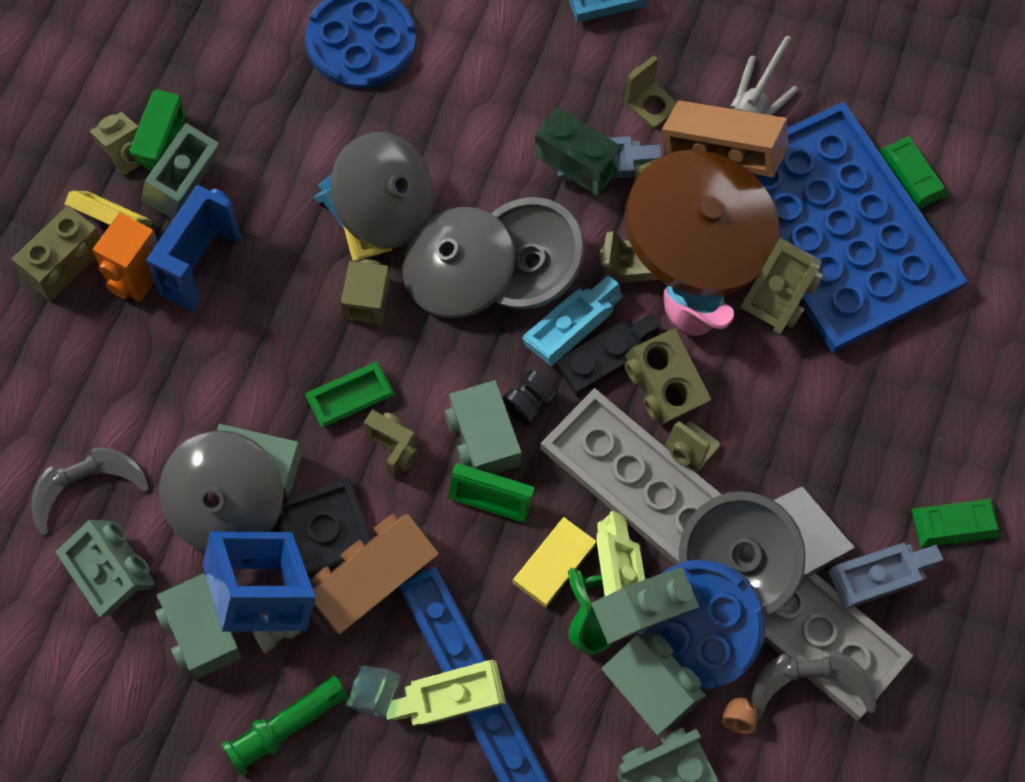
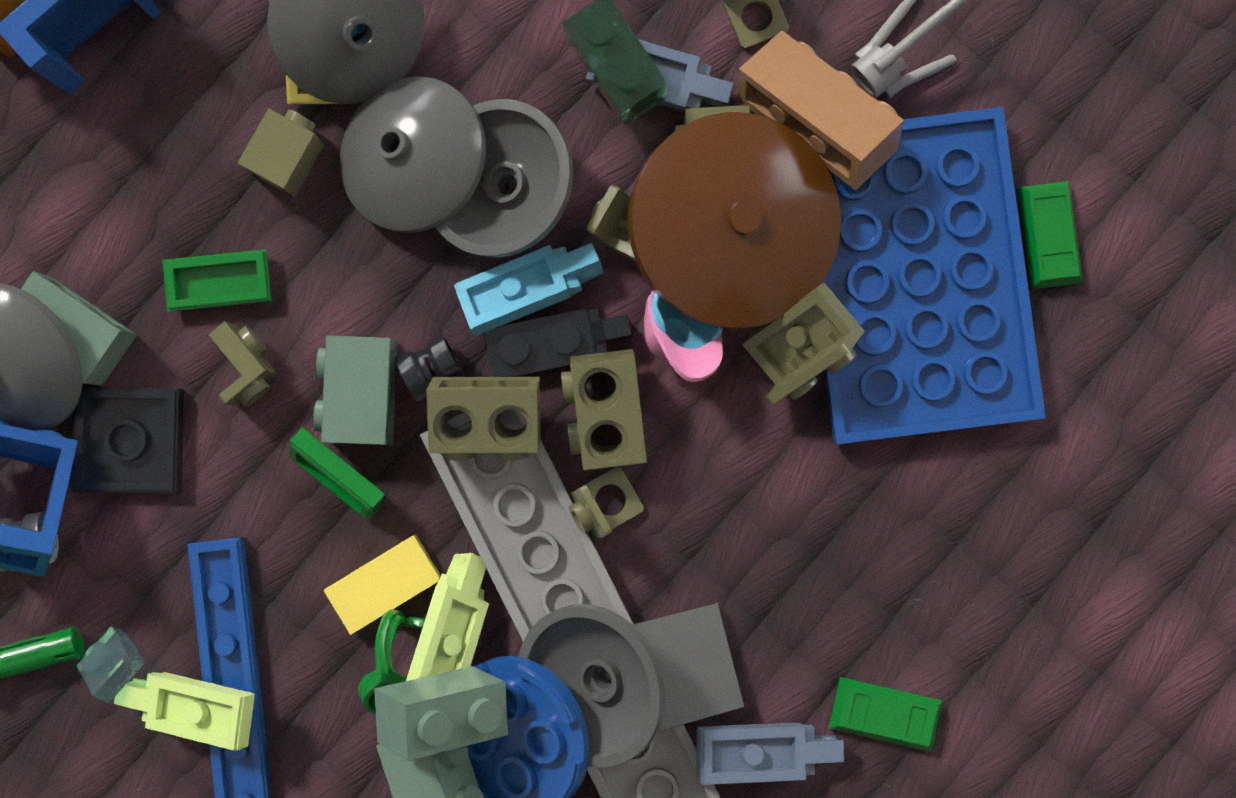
camera: 25 degrees right, 20 degrees up
(370, 571) = (151, 525): medium nougat brick -> none
(583, 397) = (482, 401): none -> olive brick

